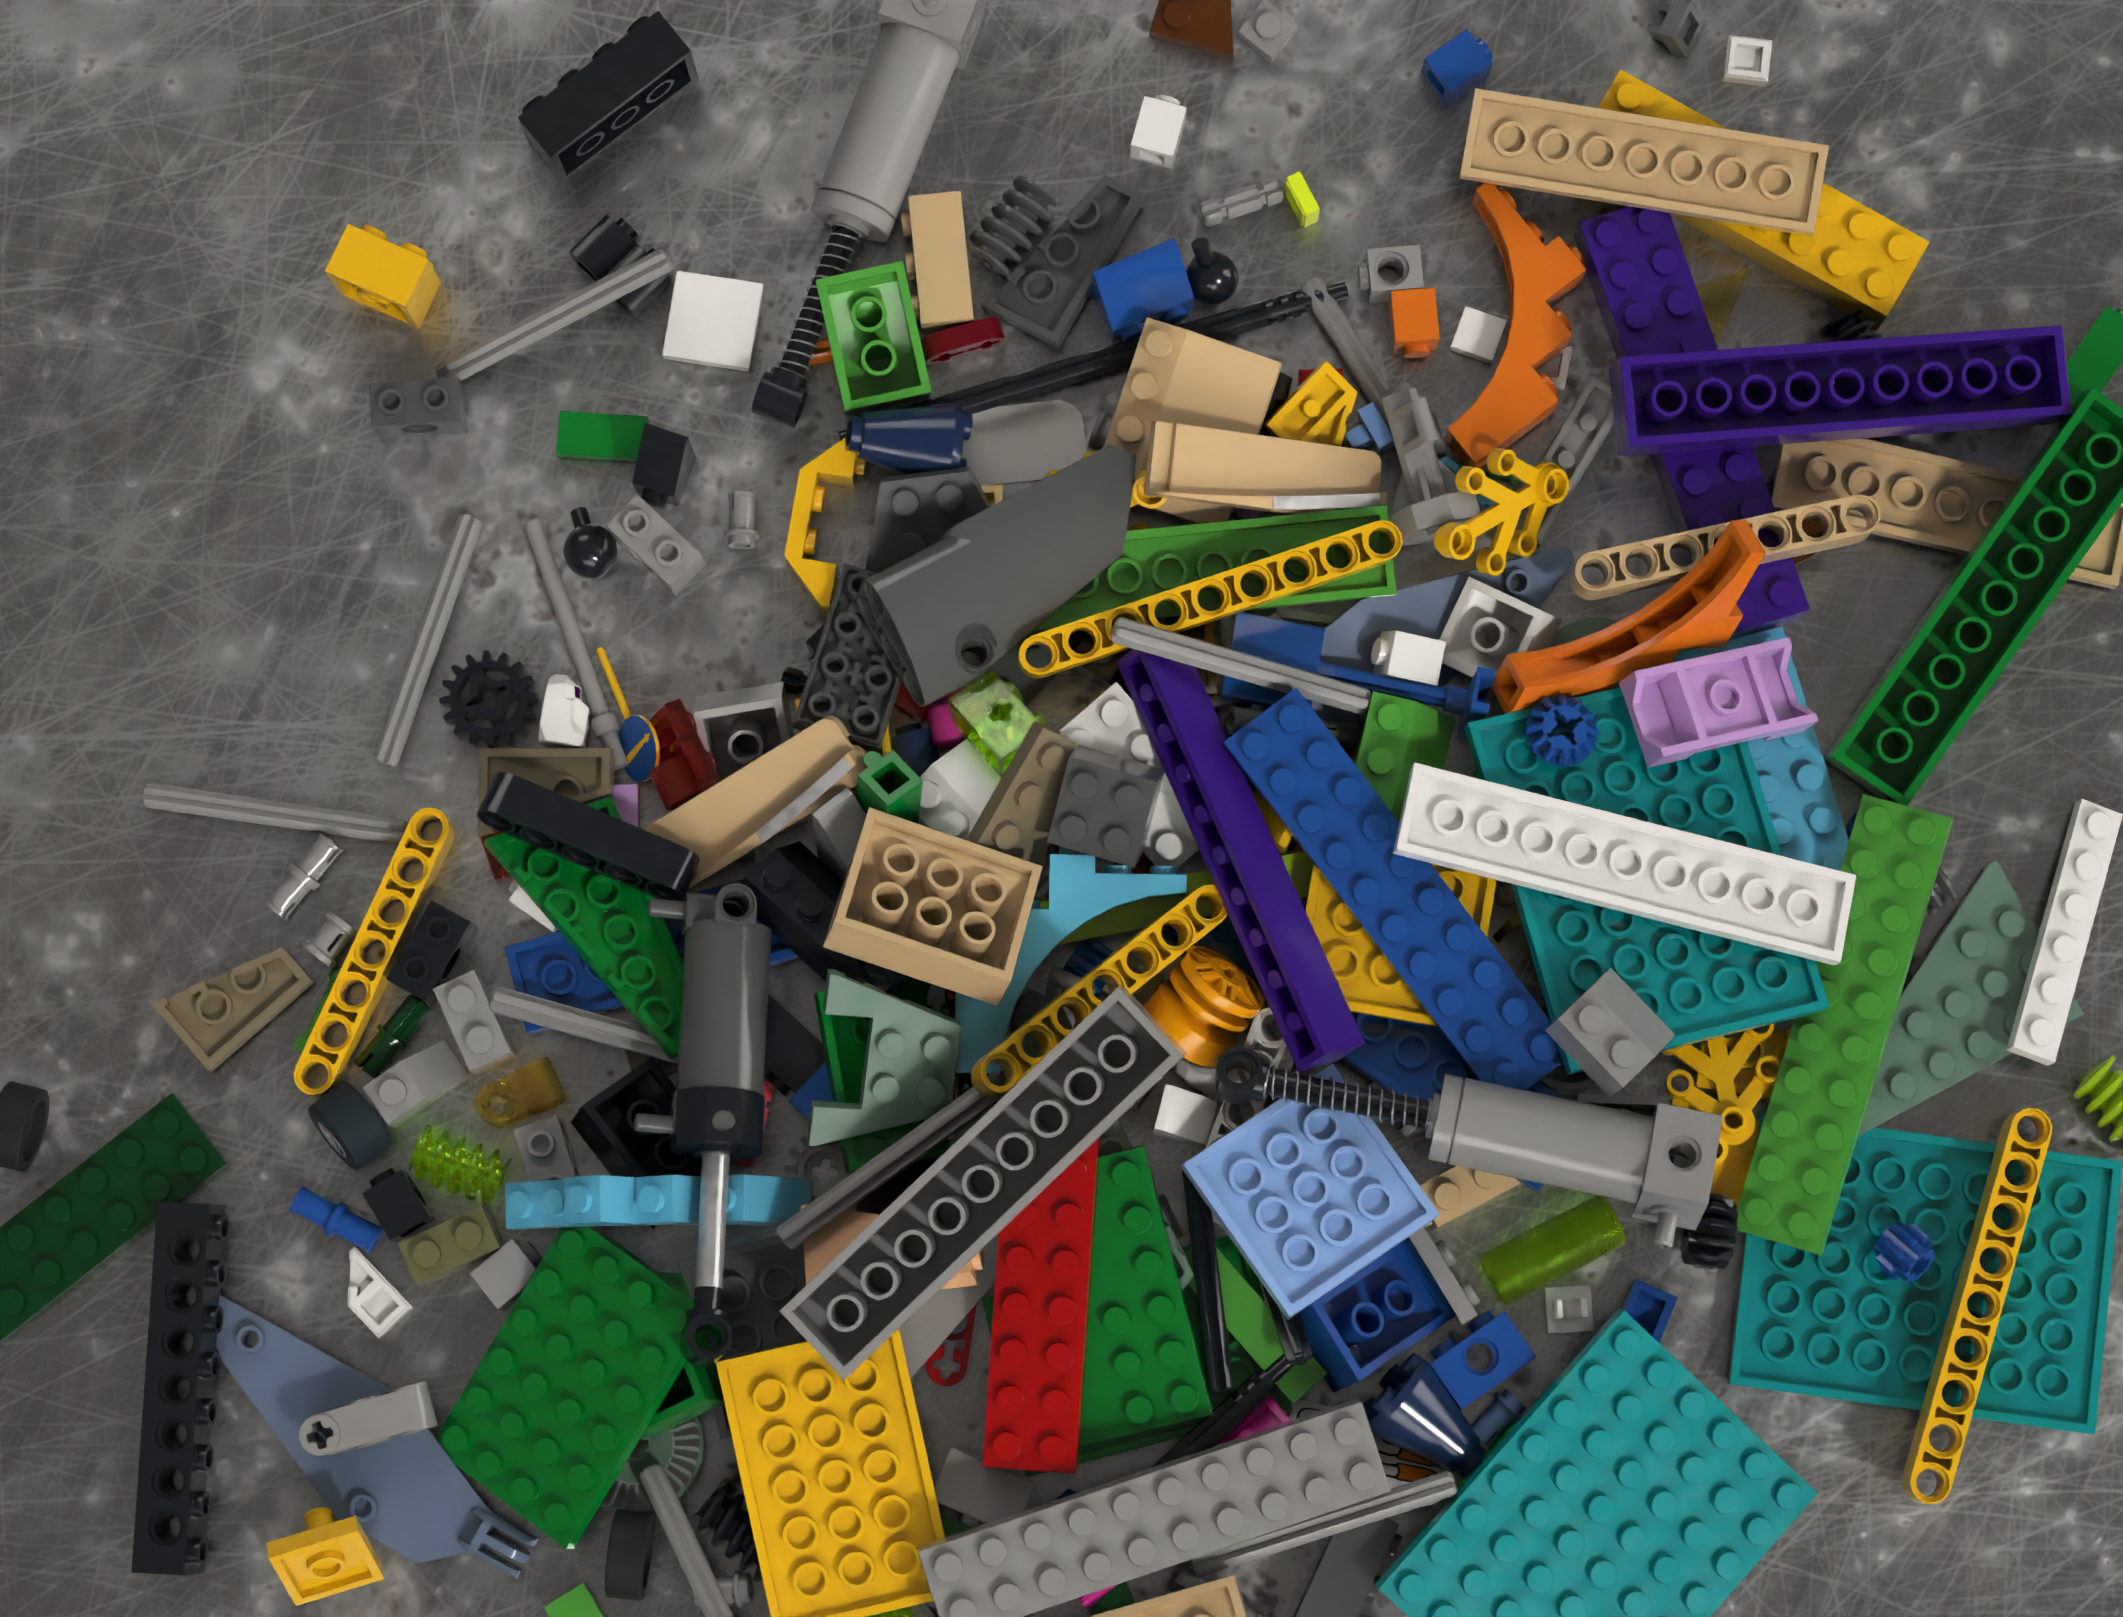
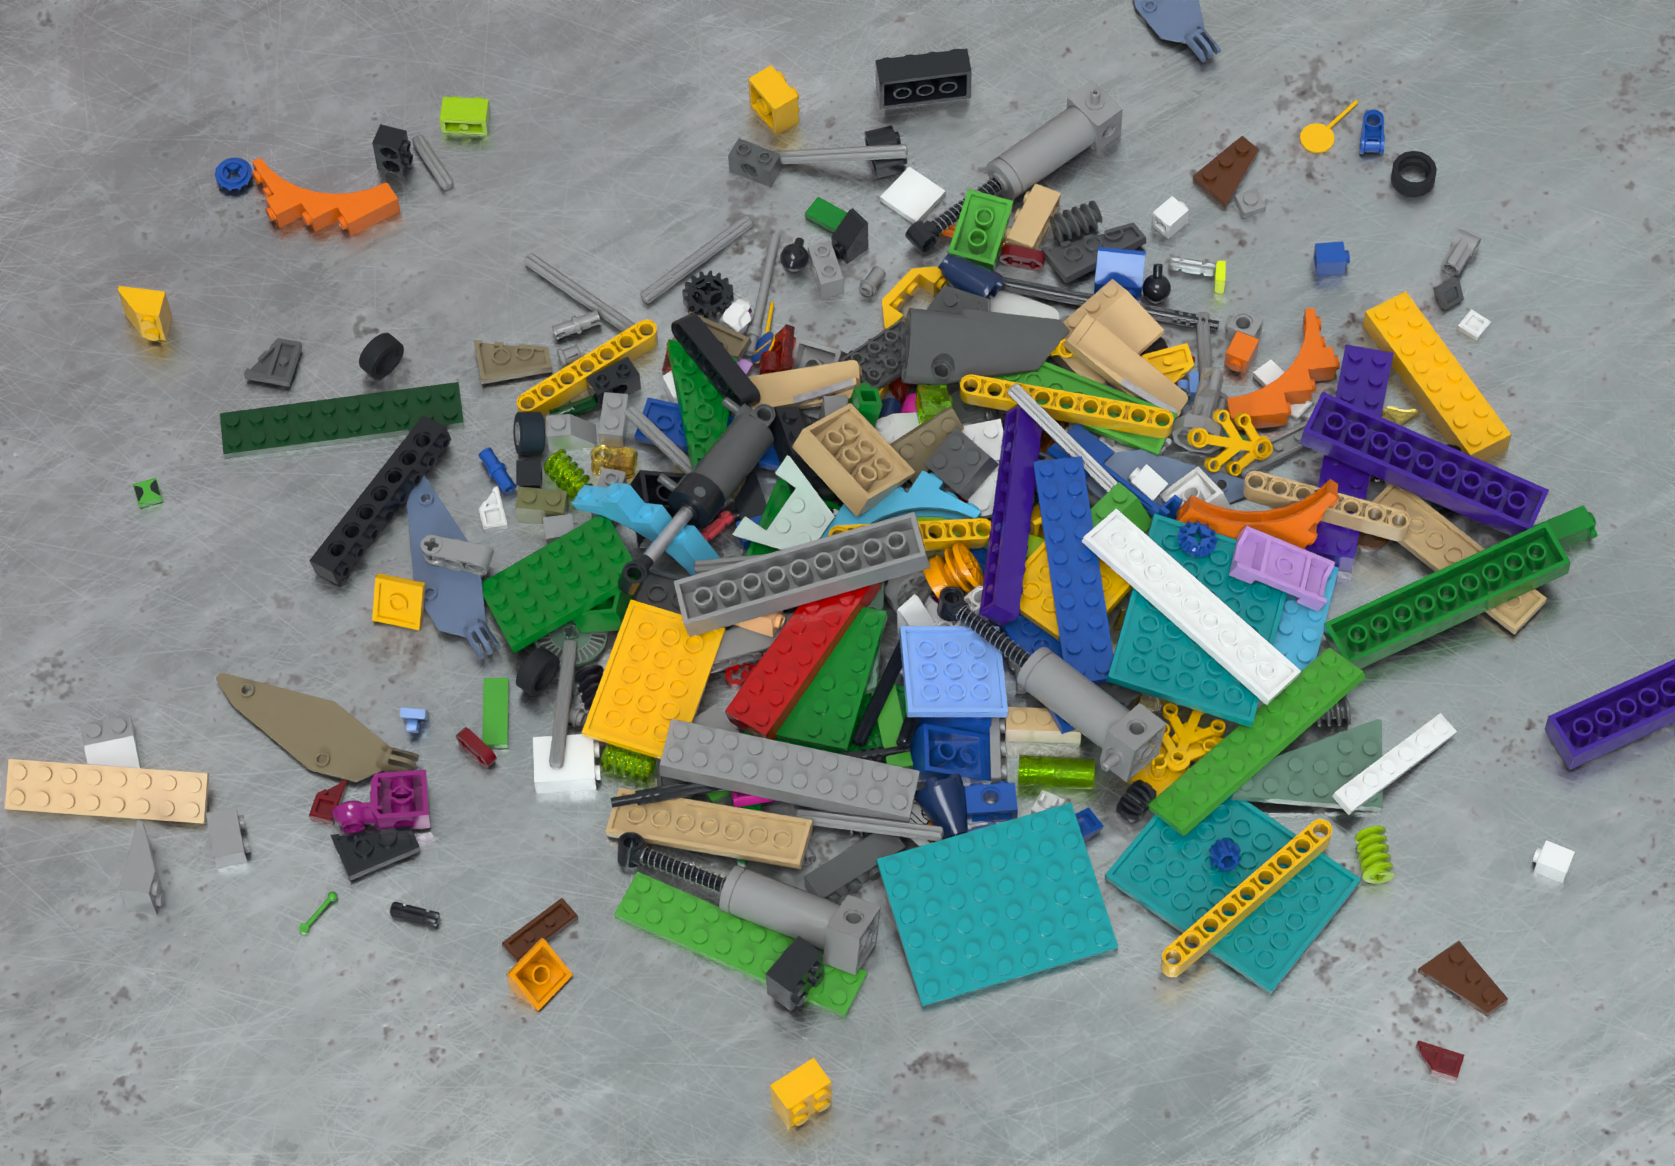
camera: 30 degrees right, 20 degrees down
(1610, 1033) = (1136, 666): light grey slope -> none
(1644, 162) = (1390, 329): tan plate -> none

